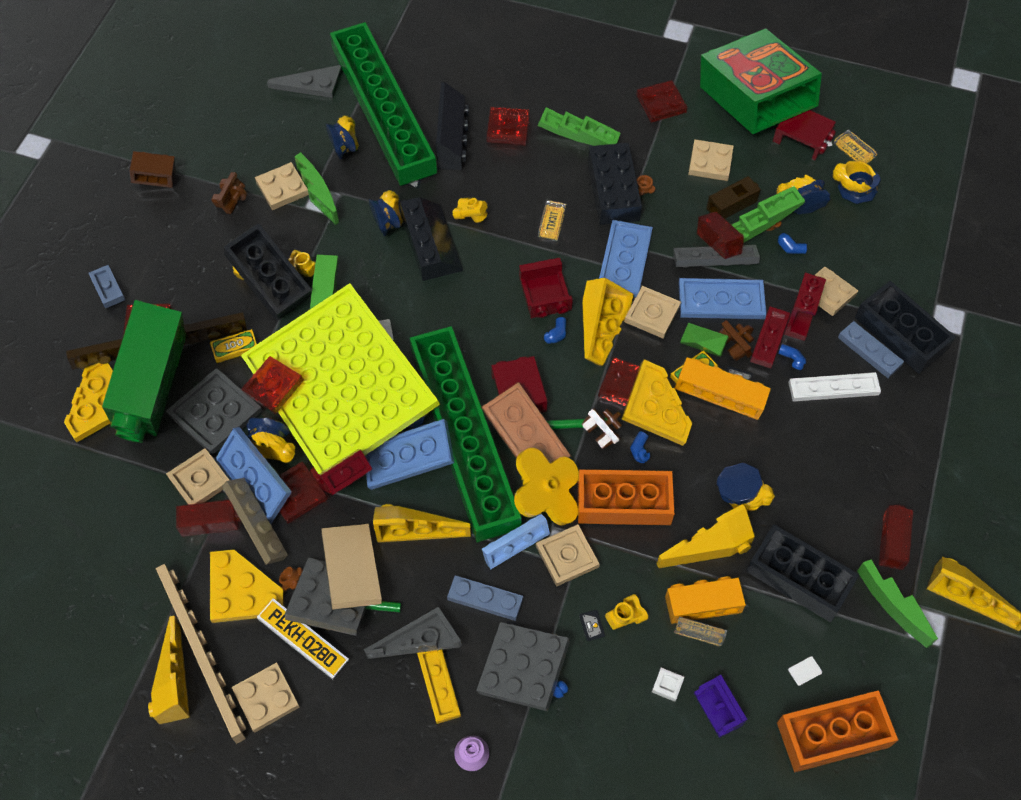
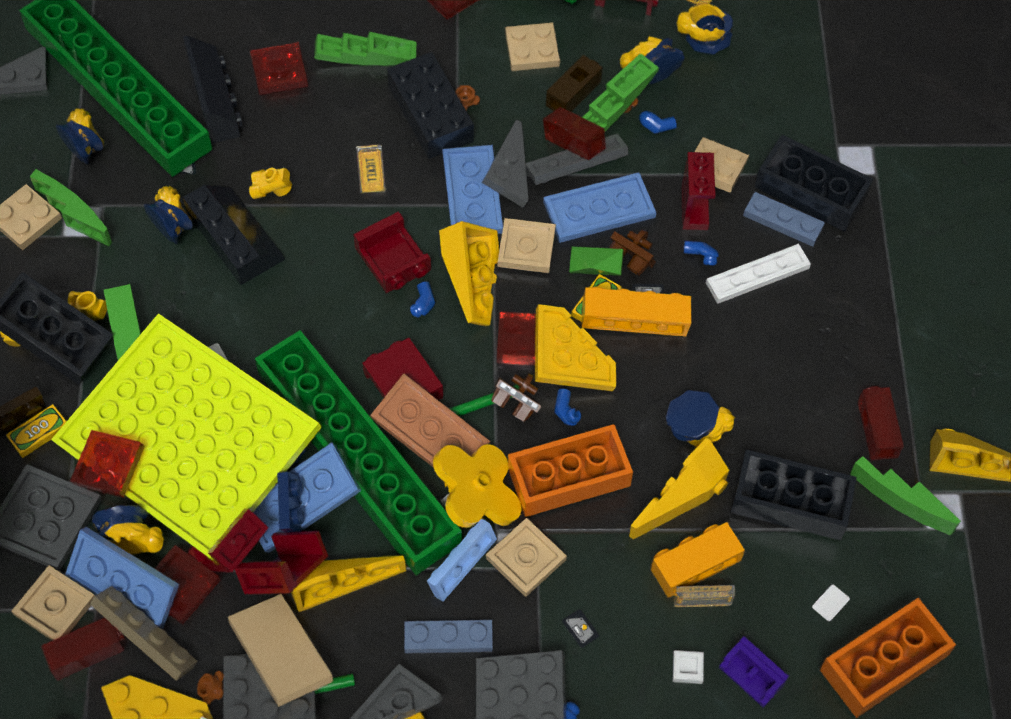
camera: 20 degrees left, 0 degrees up
(390, 498) = (297, 558): none -> dark red panel
(396, 454) = (289, 508): none -> dark blue plate
(626, 613) = (616, 601): yellow plate -> none
(658, 249) = (508, 168): none -> dark grey wing
(770, 337) = (669, 237): dark red plate -> none

